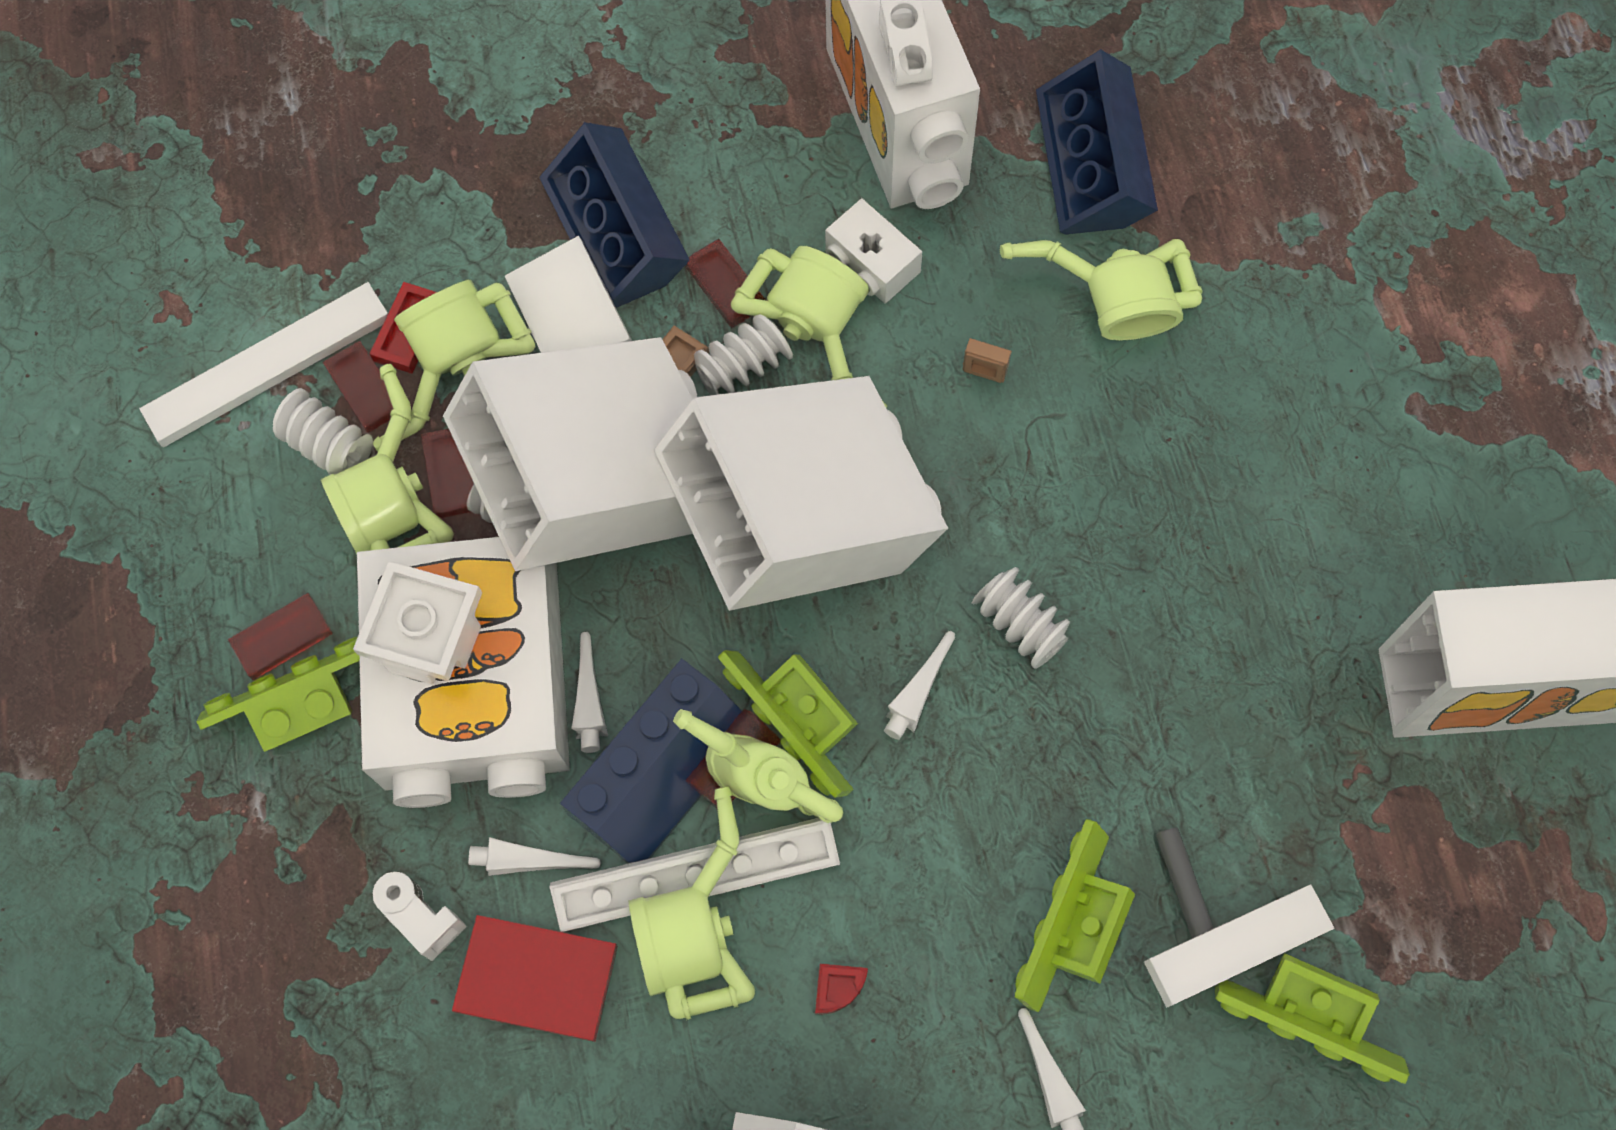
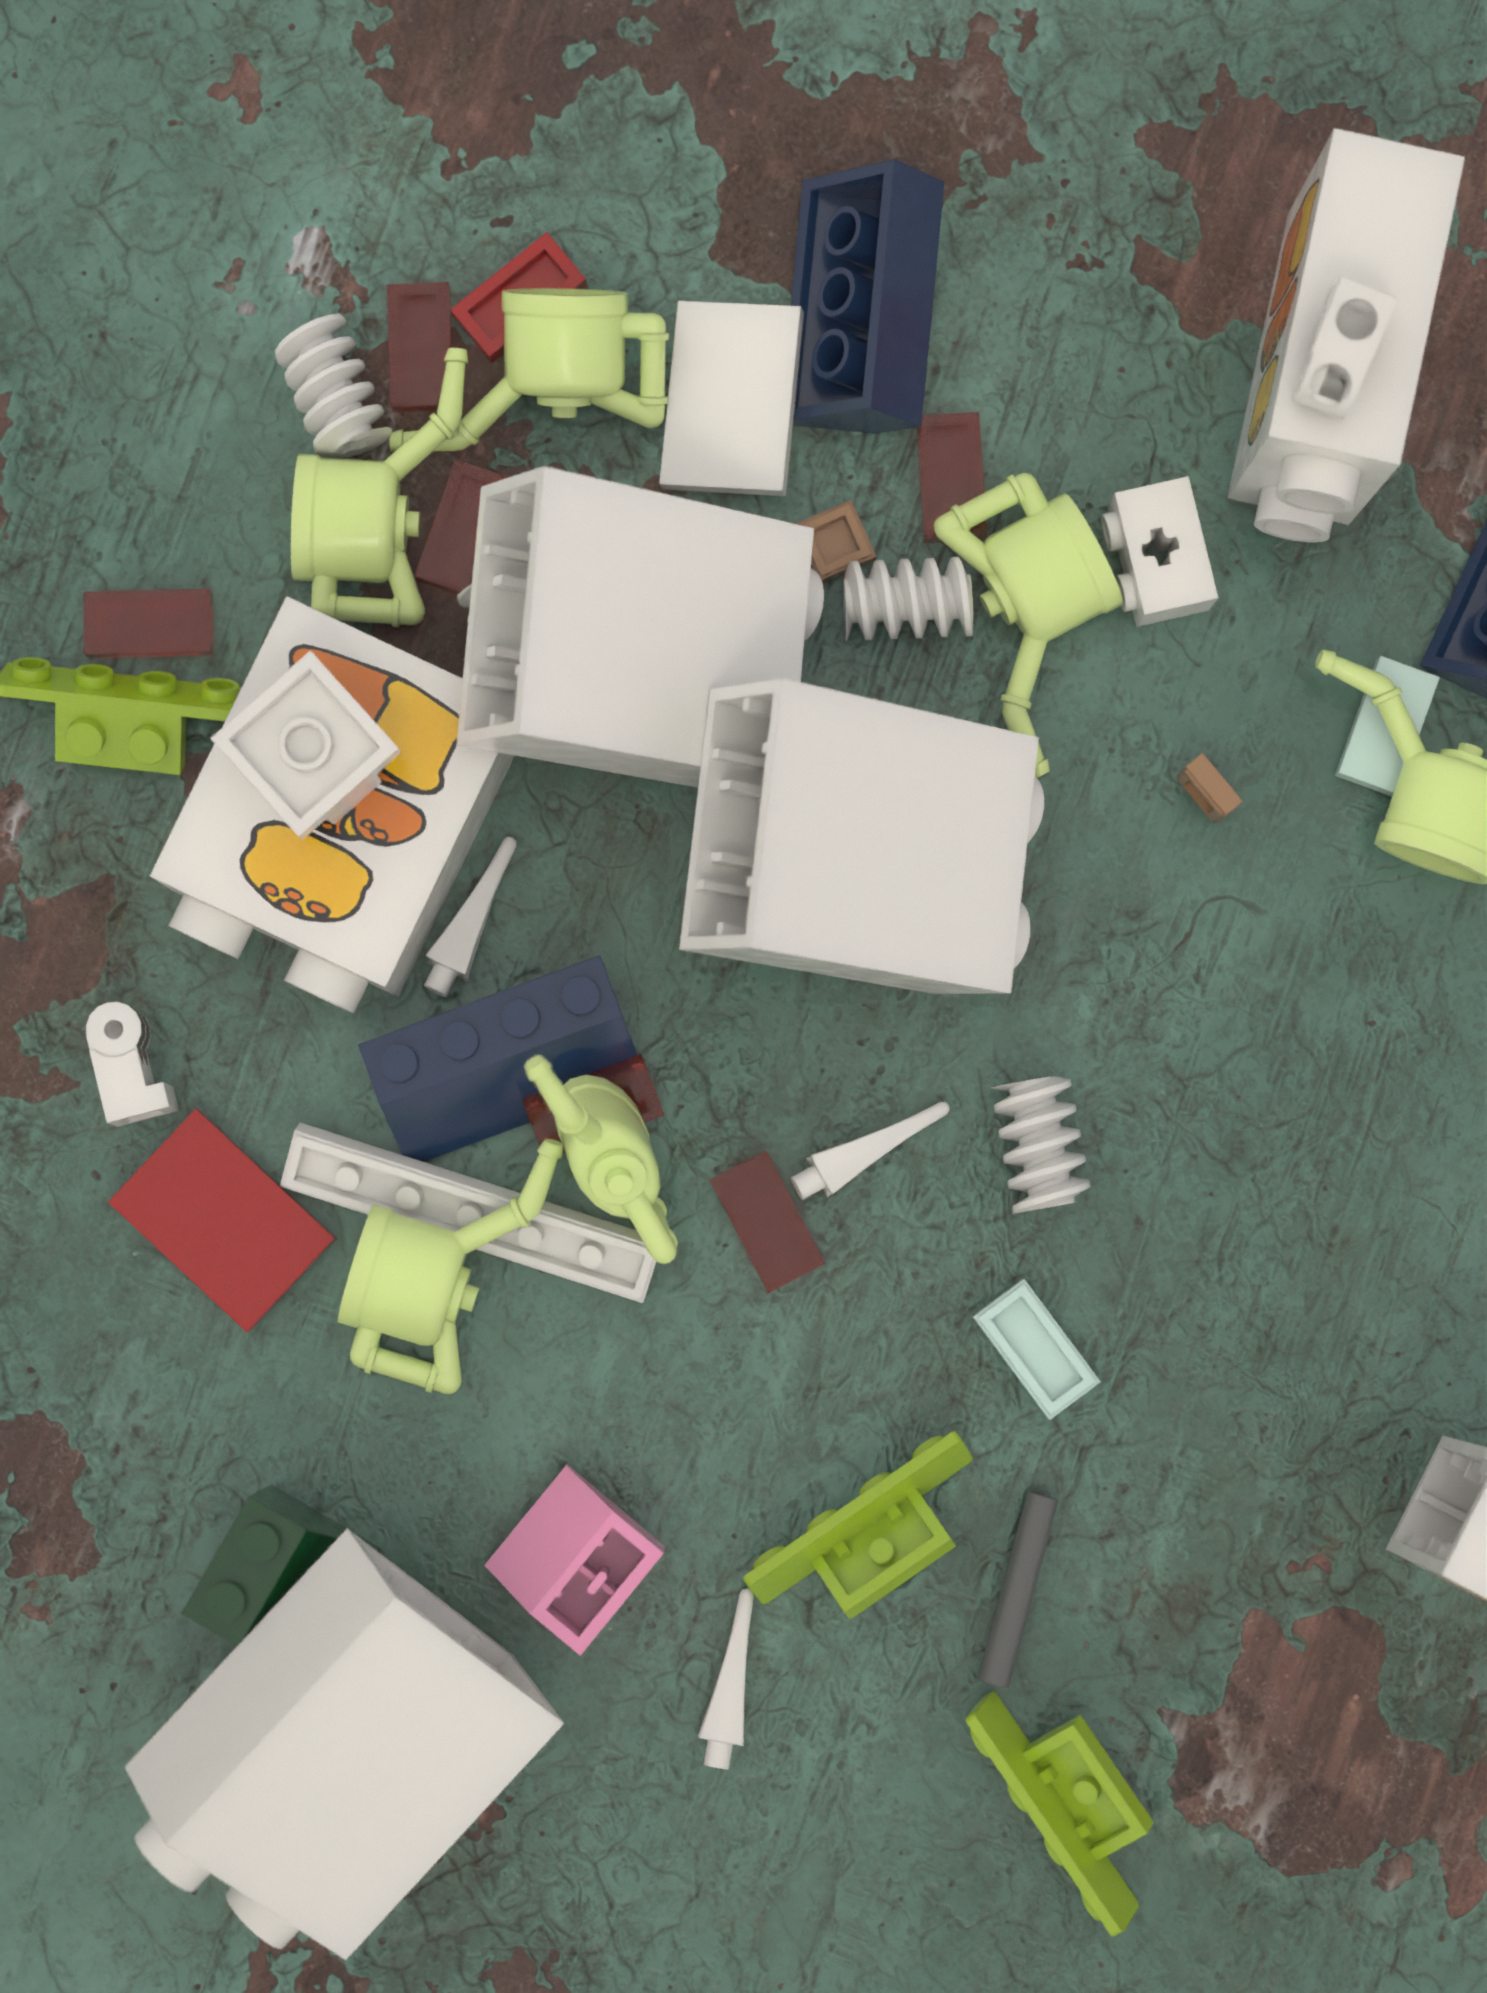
camera: 25 degrees right, 15 degrees up
(264, 365) = (316, 242): white tile -> none
(507, 857) = (268, 1062): white piece -> none
(800, 710) = (704, 1097): lime bracket -> none
(838, 987) = (556, 1439): red tile -> none
(886, 767) = (767, 1221): none -> clear red tile
(898, 1054) = (574, 1559): none -> bright pink slope
(1065, 290) = (1370, 752): none -> light aqua tile
(1102, 744) = (1036, 1349): none -> light aqua tile
(1238, 945) = (1034, 1675): white tile -> none

